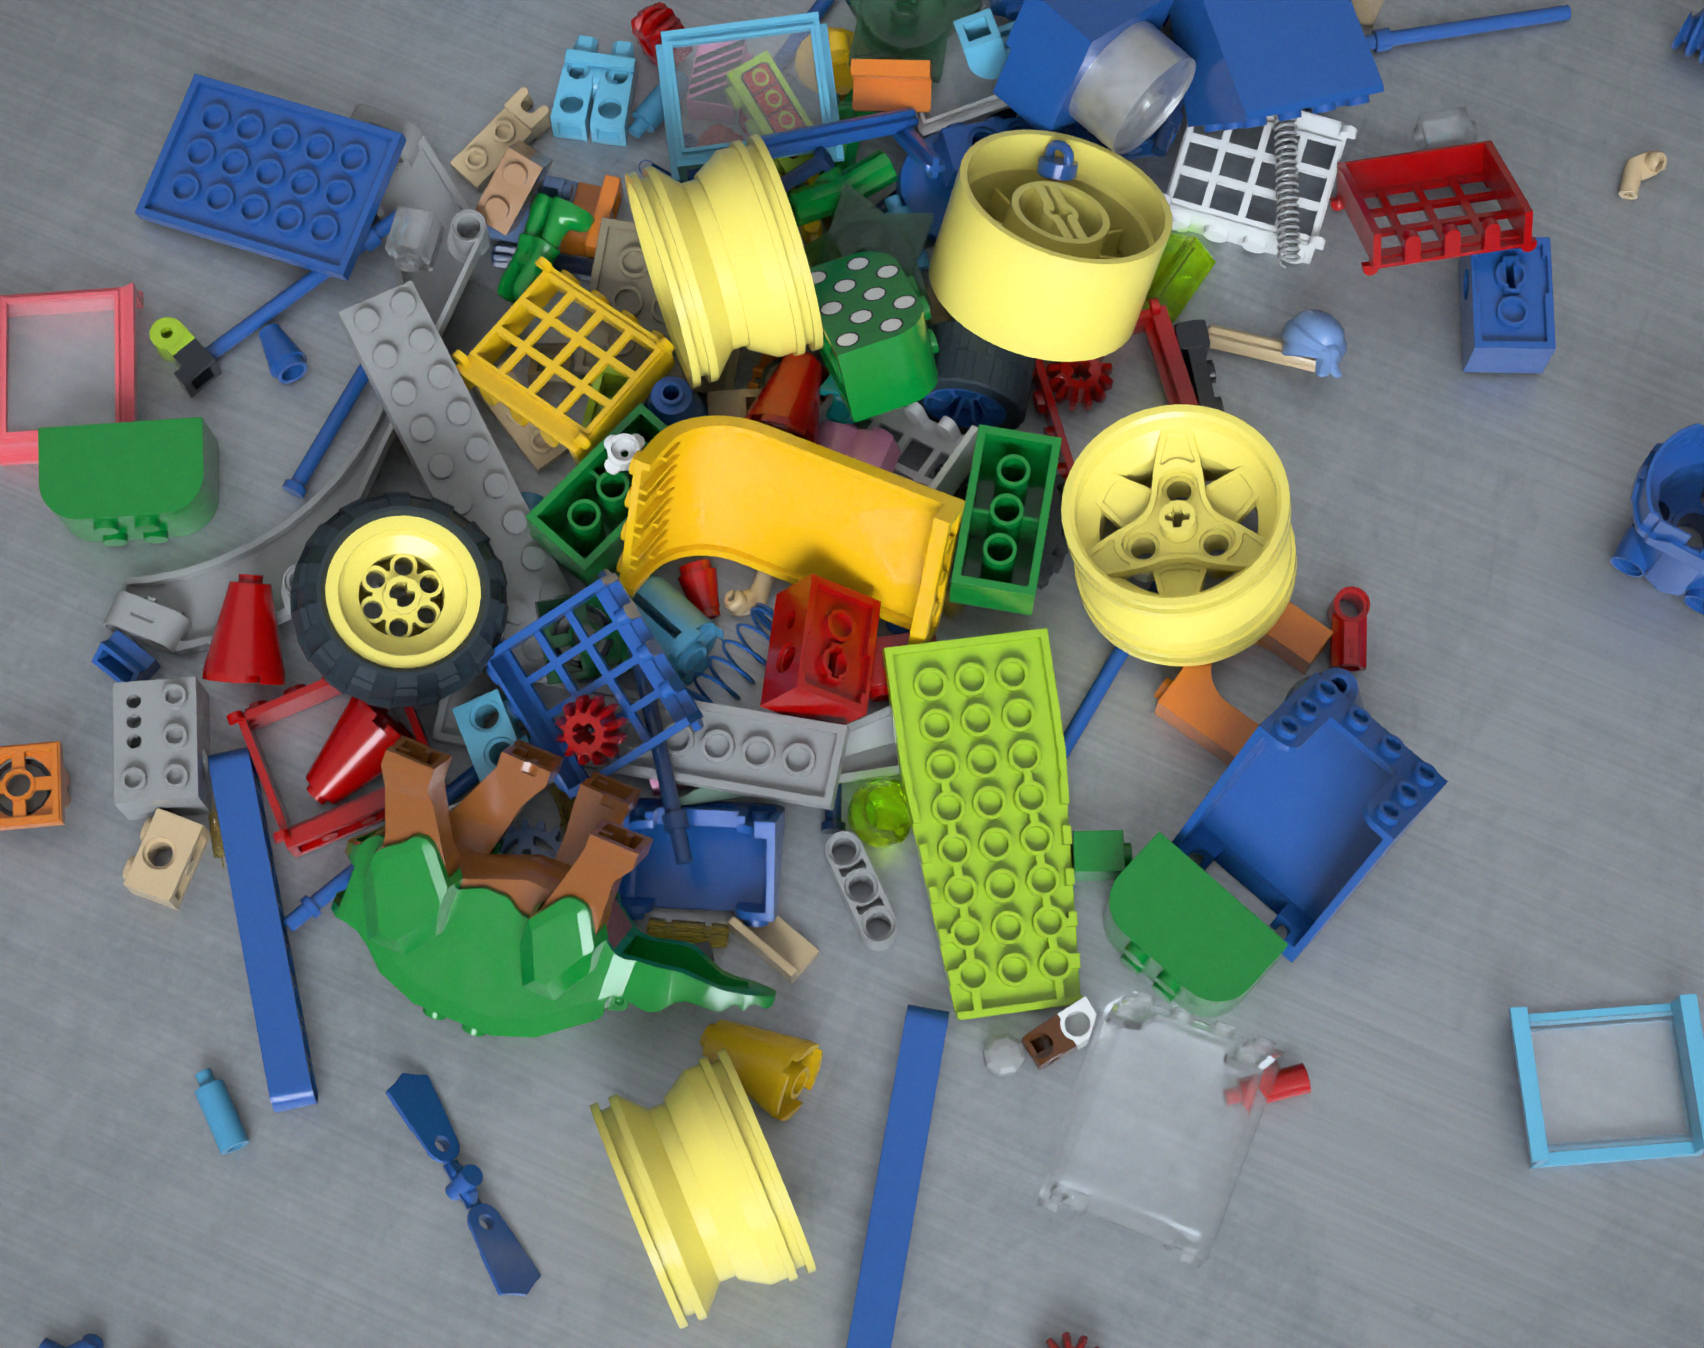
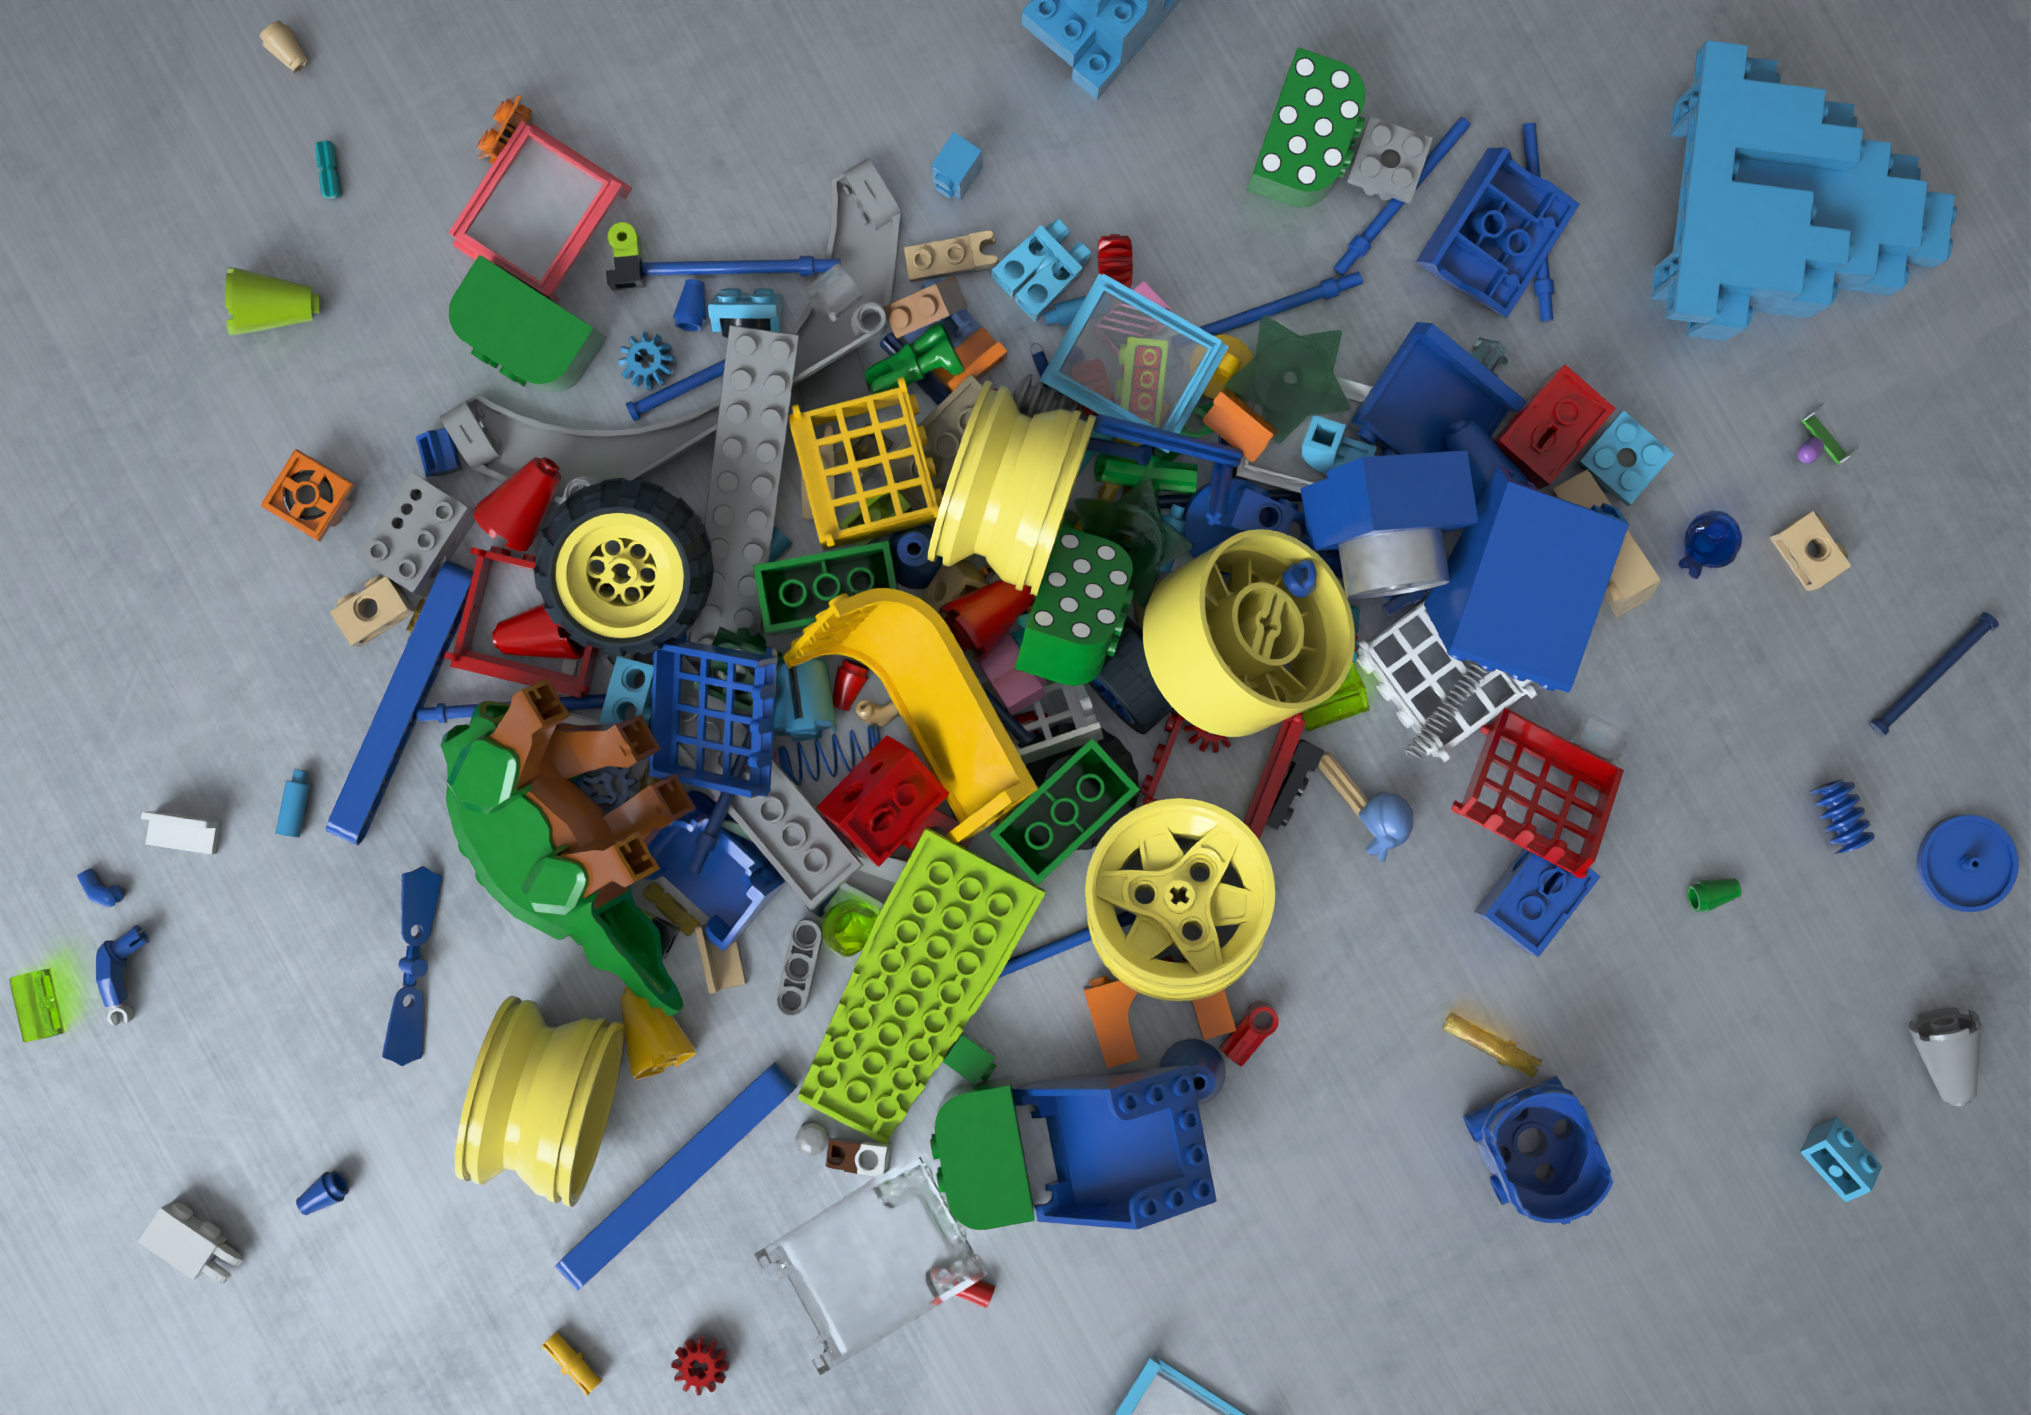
camera: 35 degrees right, 15 degrees up
(118, 1225) = (182, 832): none -> white panel
(267, 444) = (636, 353): none -> dark azure gear
(271, 176) = (771, 171): blue plate -> none
(320, 319) = (754, 310): none -> medium azure piece
(447, 52) = (956, 167): none -> dark azure brick
(578, 738) = (692, 743): red gear -> none
(618, 443) = (839, 575): white plate -> none
(1383, 39) = (1616, 635): blue bar -> none
(1571, 478) = (1504, 1051): none -> clear yellow pin
(1638, 169) = (1714, 860): tan arm -> none
(1663, 197) = (1711, 894): none -> green cone

